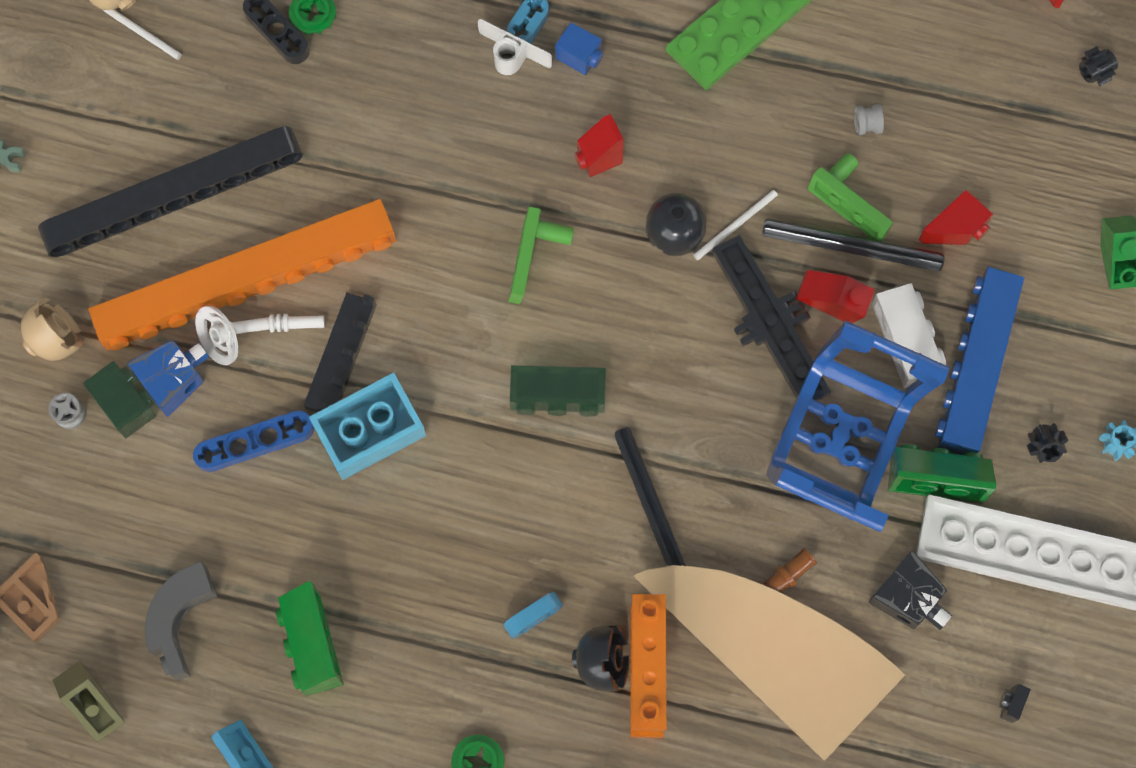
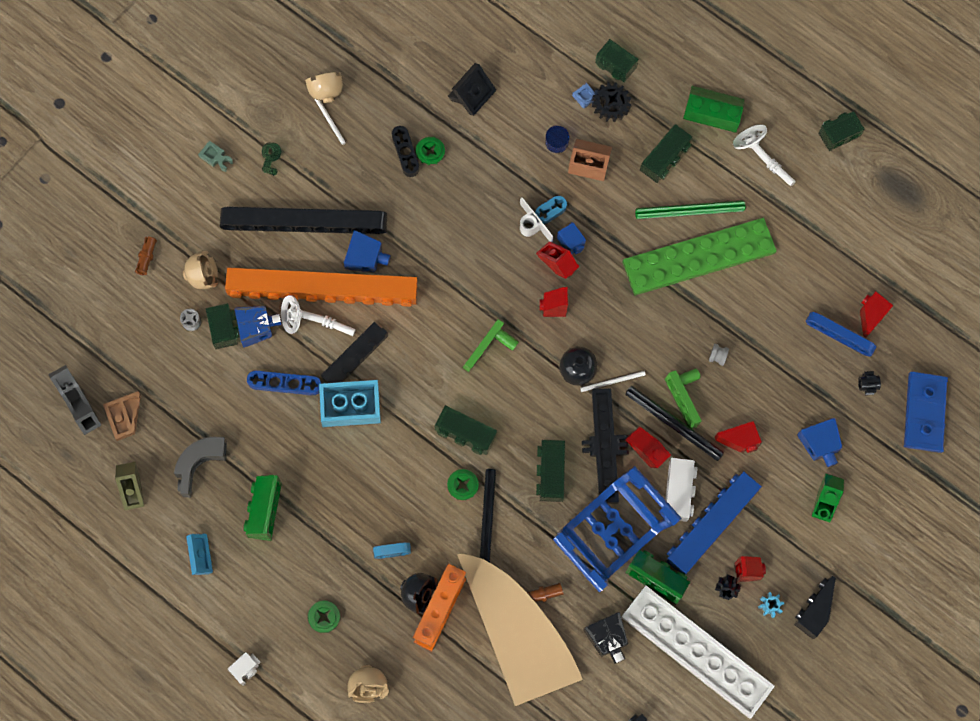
camera: 20 degrees right, 0 degrees up
(83, 117) = (273, 156): none -> clear green plate
(286, 200) = (364, 254): none -> blue torso
(574, 85) = (558, 259): none -> red slope
(586, 457) = (463, 475): none -> green gear
(711, 391) = (551, 470): none -> clear green brick
(1024, 16) = (841, 334): none -> blue beam
(1064, 403) = (749, 569): none -> red slope
(1074, 176) = (822, 441): none -> blue torso

